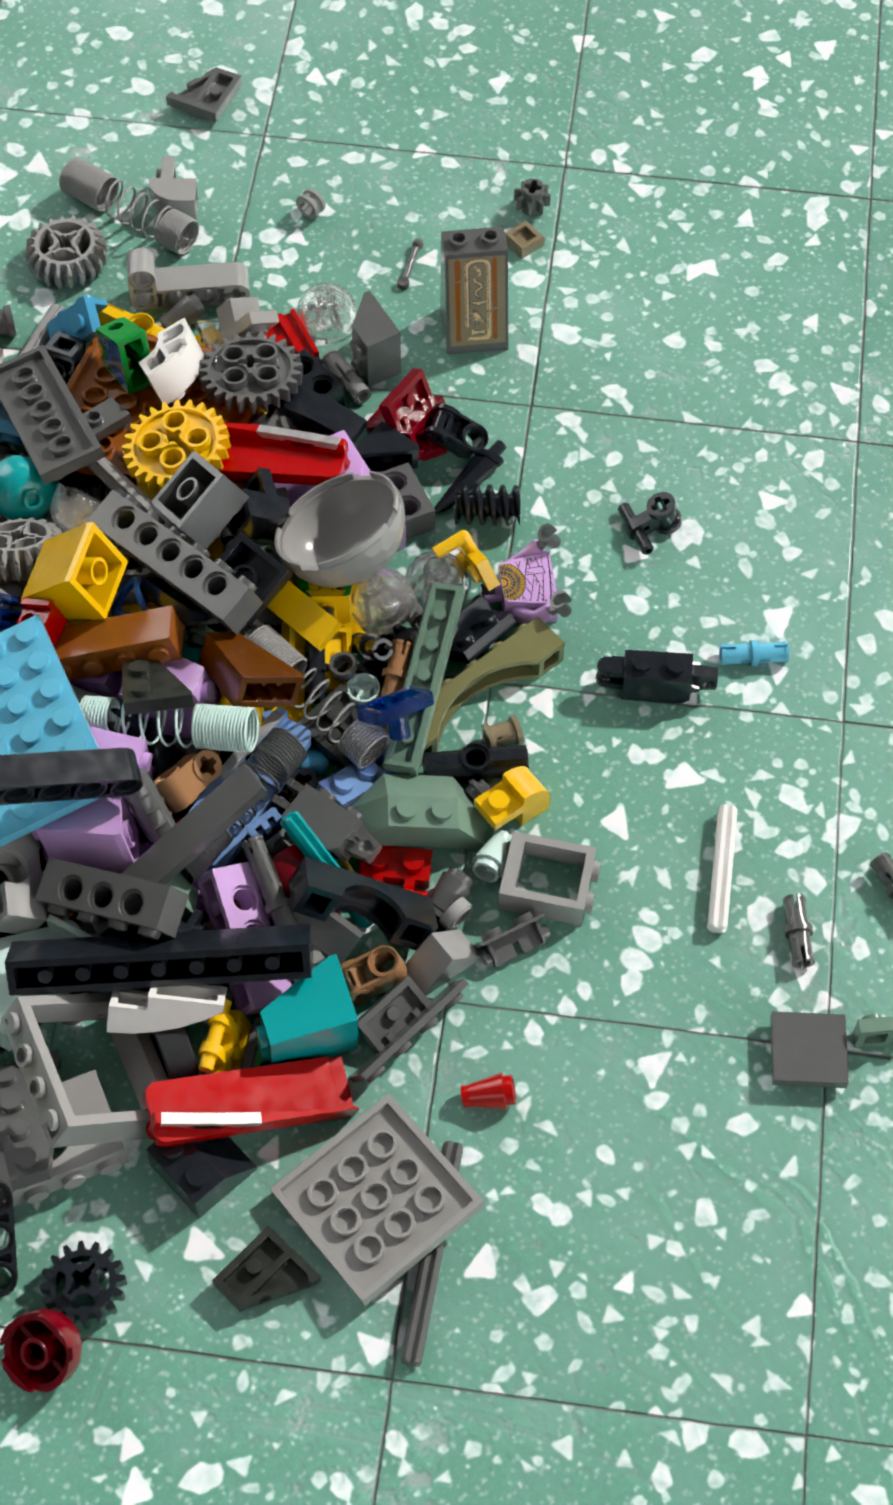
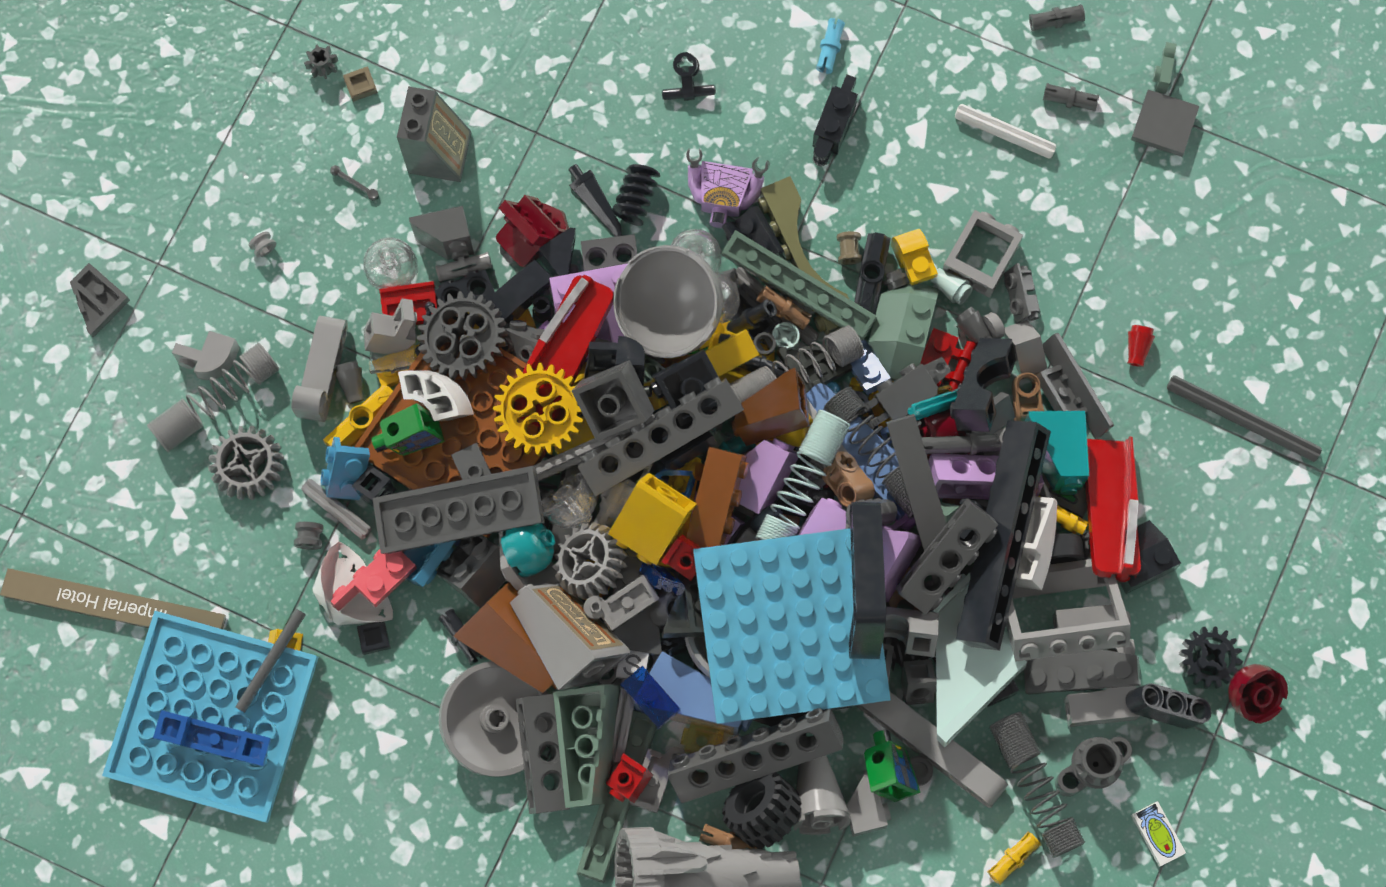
camera: 70 degrees left, 15 degrees up
(152, 688) = (776, 482): pearl dark grey wing -> none
(264, 1273) = (1231, 533): pearl dark grey wing -> none
(377, 1198) = (1202, 441): light grey plate -> none
(394, 710) = (833, 310): clear blue tile -> none
(450, 431) = (561, 194): black piece -> none
(470, 556) = (686, 220): yellow plate -> none

